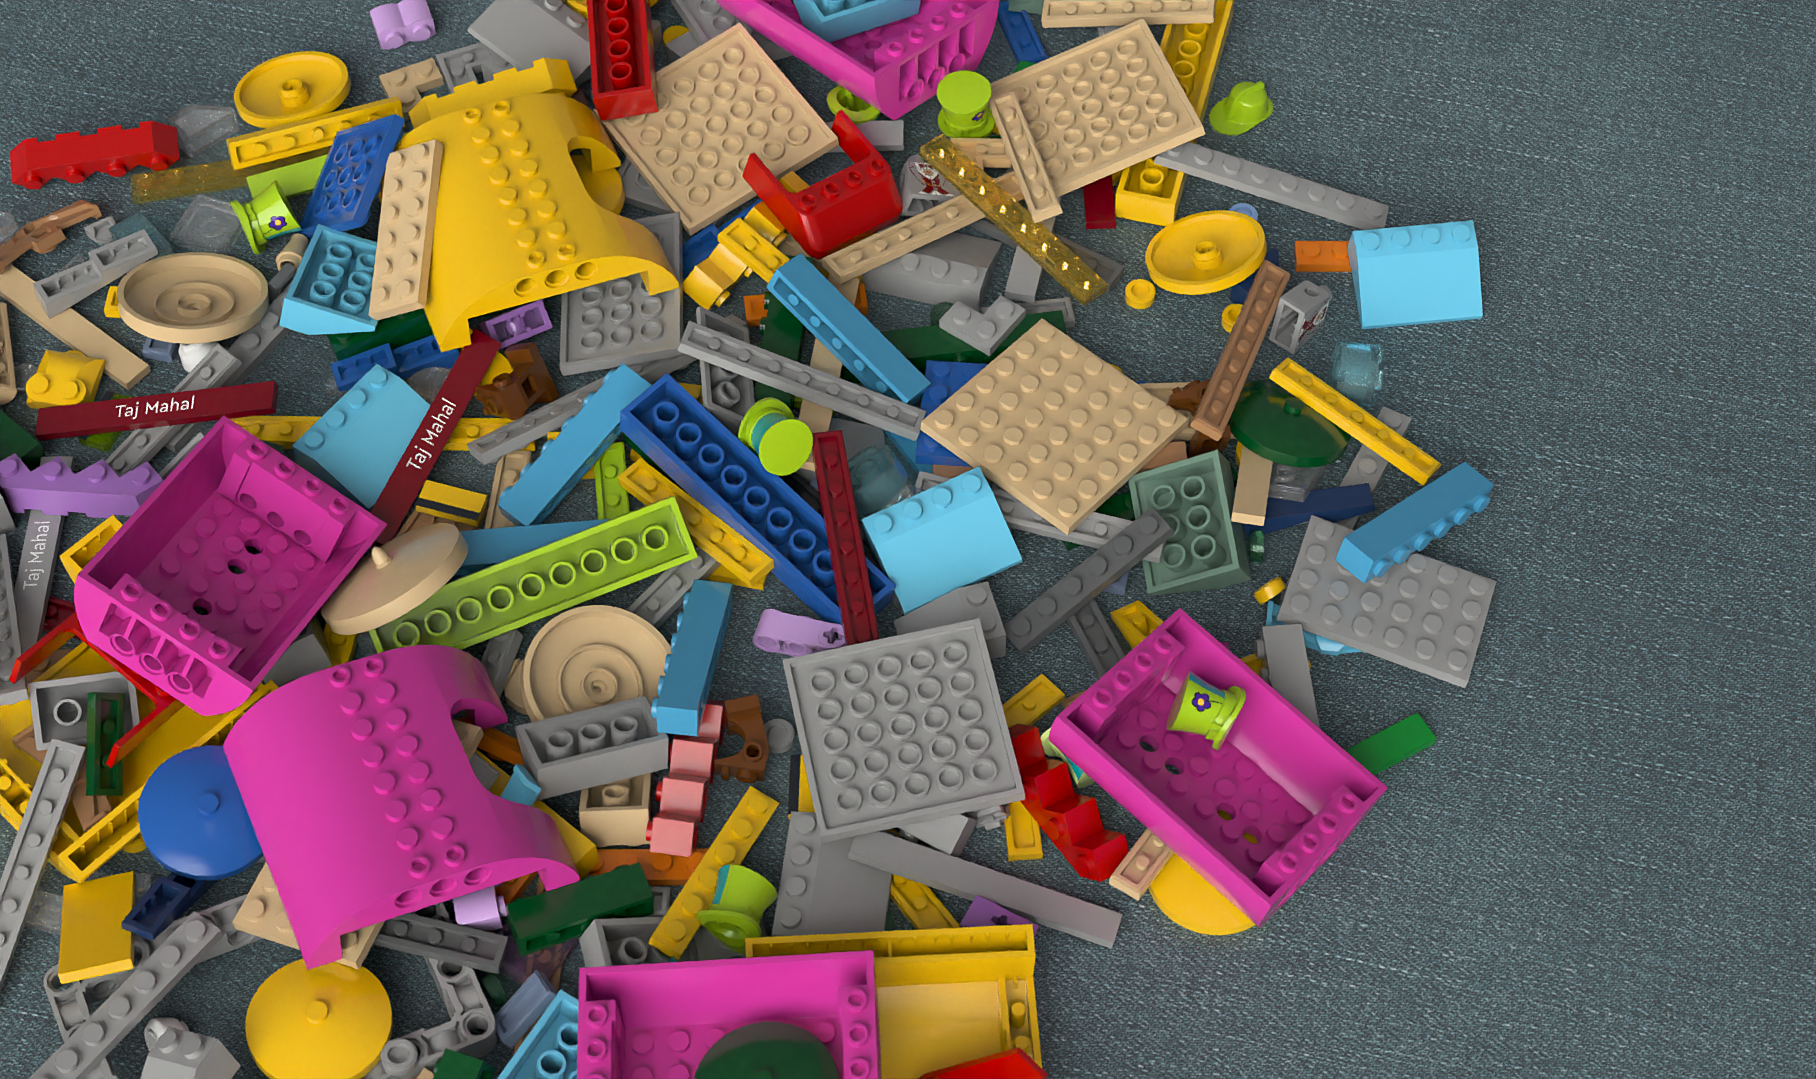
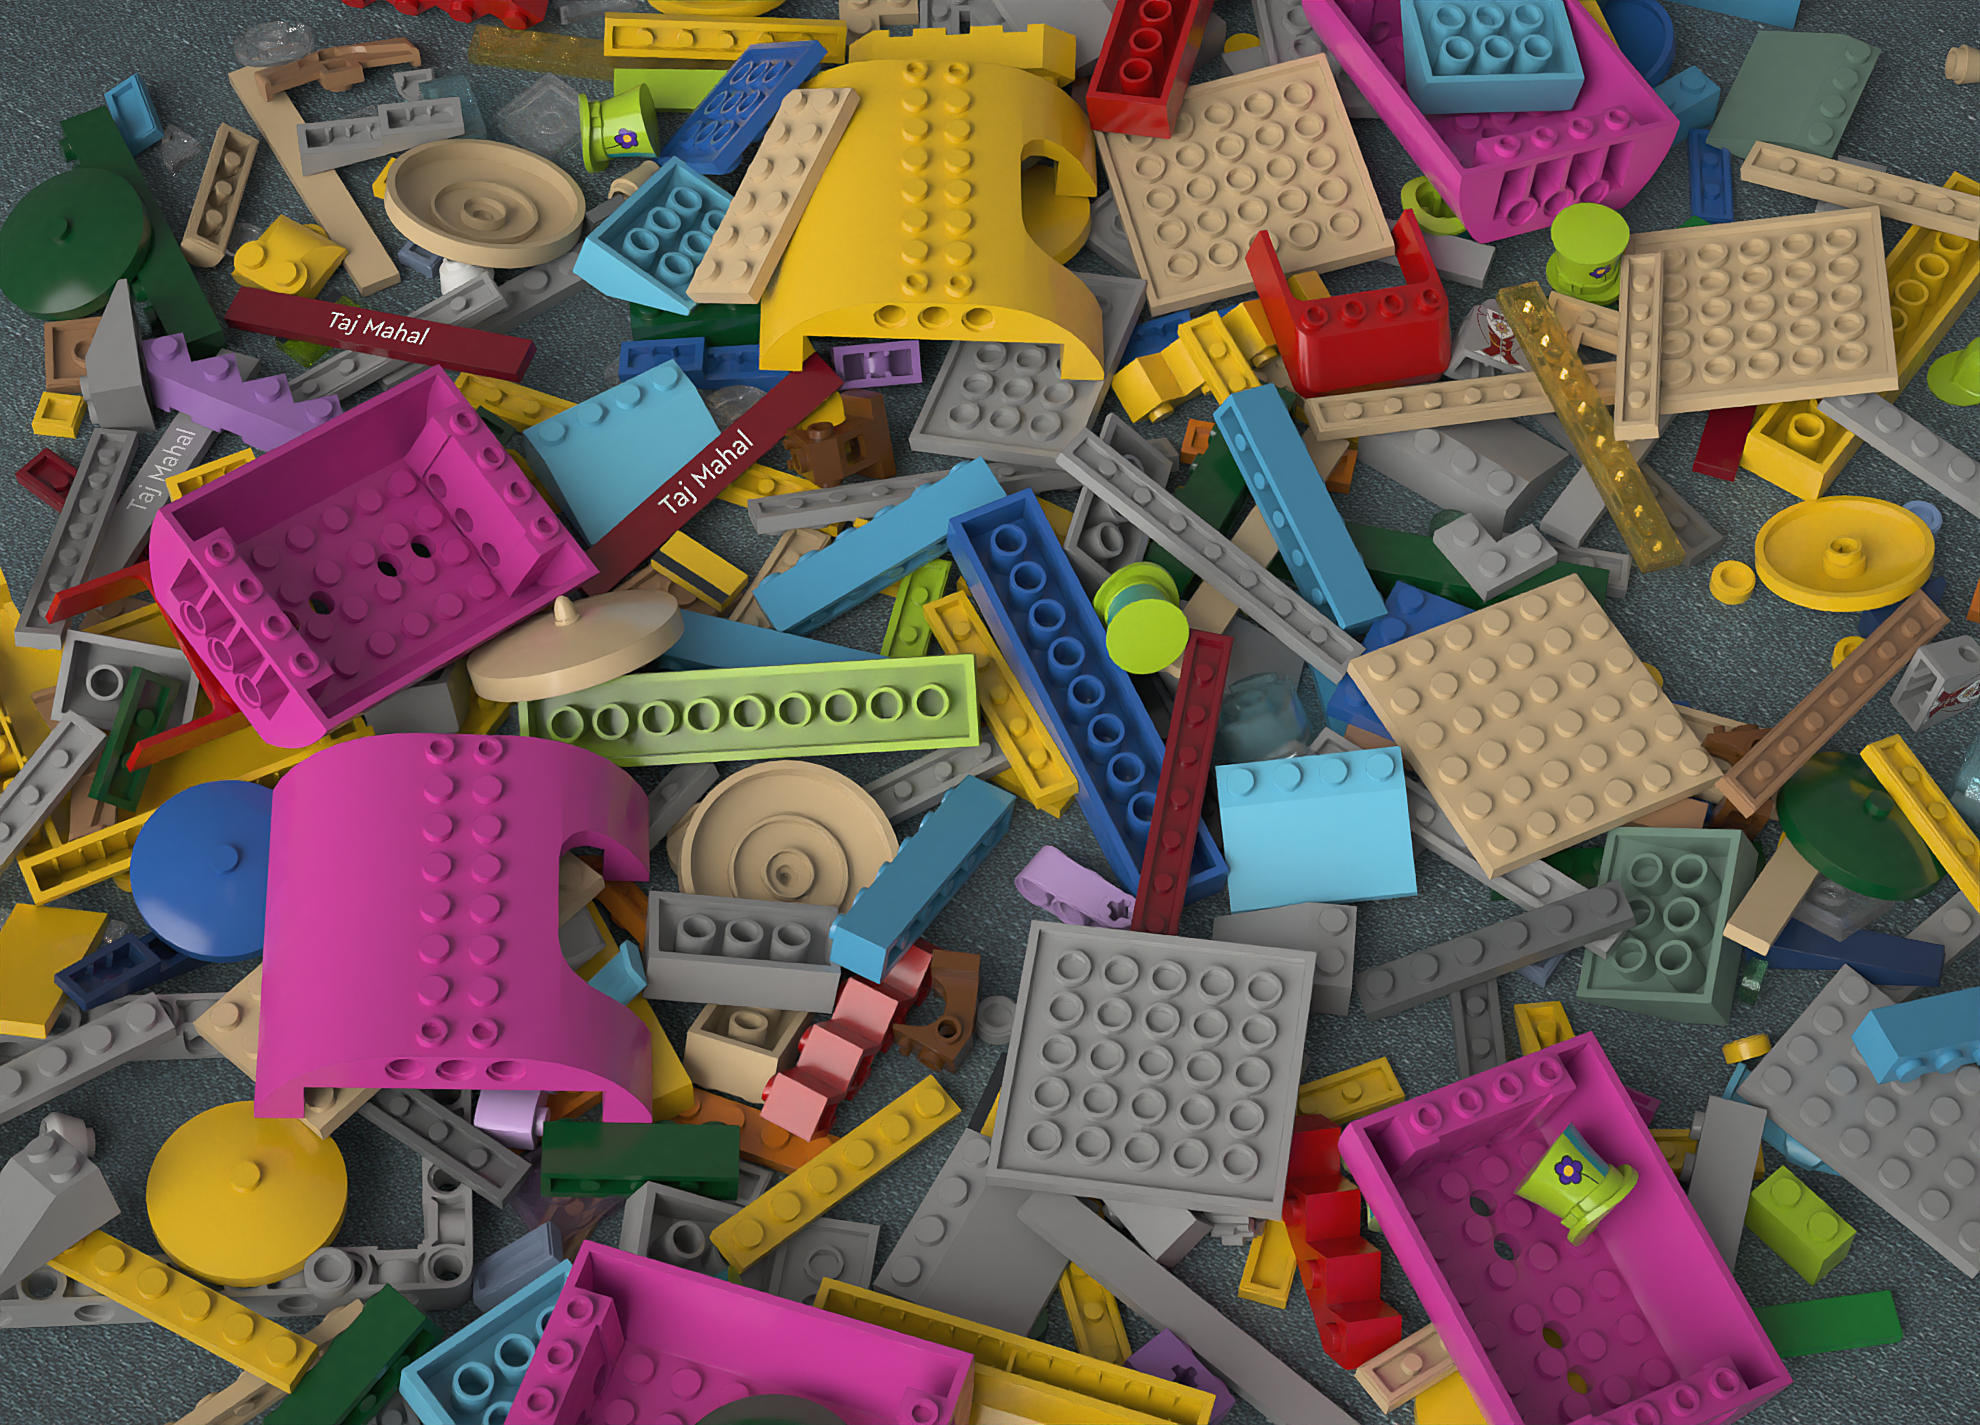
camera: 20 degrees right, 0 degrees up
(495, 989) = (493, 1228): clear green tile -> none
(737, 906) = (842, 1229): lime hat -> none
(1347, 691) = (1798, 1225): none -> lime brick

